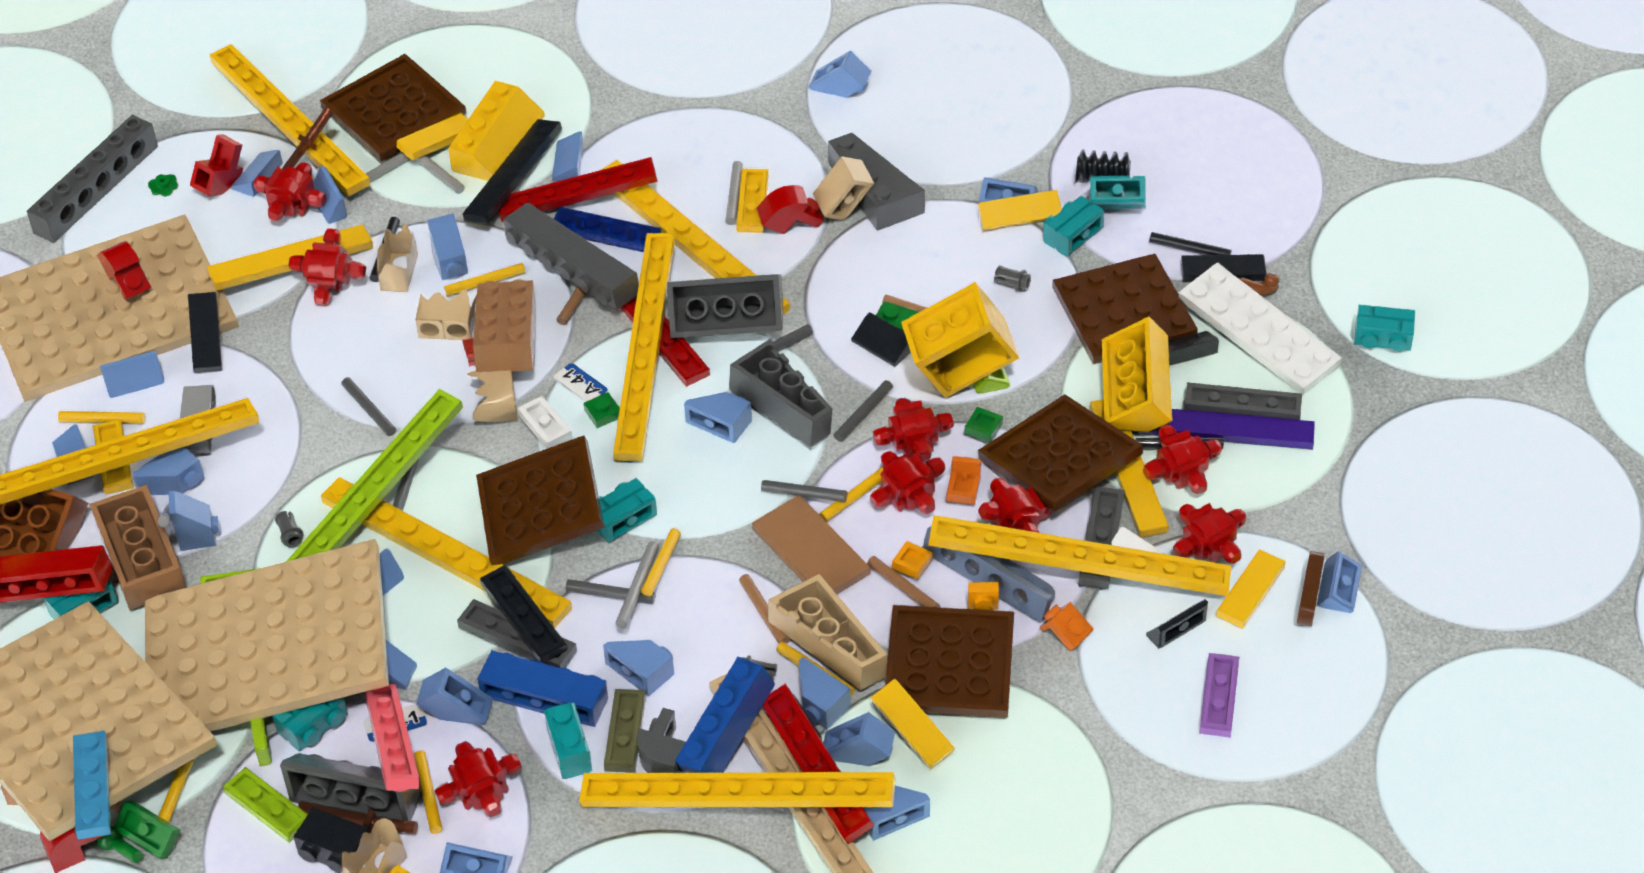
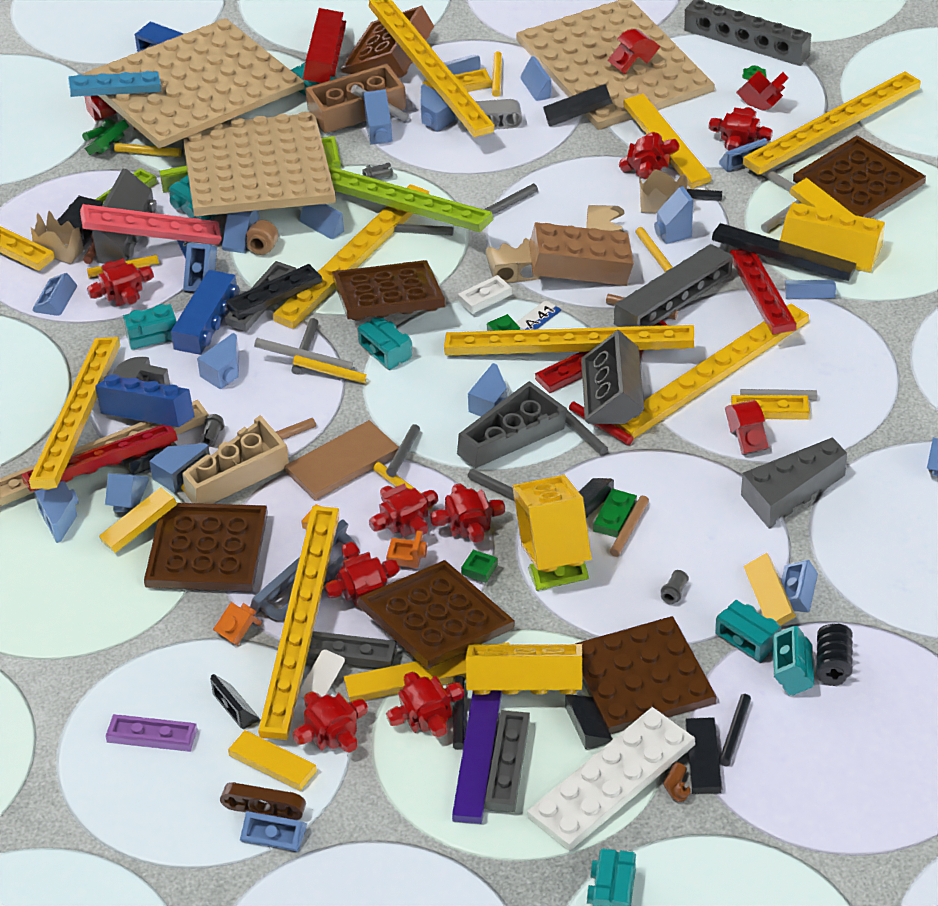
camera: 90 degrees right, 5 degrees down
(262, 165) = (774, 118): medium blue slope -> none
(309, 138) = (794, 127): copper sword -> none
(407, 636) = (261, 237): none -> medium nougat head
(605, 229) = (720, 317): clear blue plate -> none
(625, 722) = (176, 362): olive tile -> none
(758, 337) = (608, 428): none -> red bar
(843, 188) = (768, 447): tan brick -> none
(901, 583) = (295, 520): medium nougat bar -> none
(983, 595) = (271, 563): light orange plate -> none

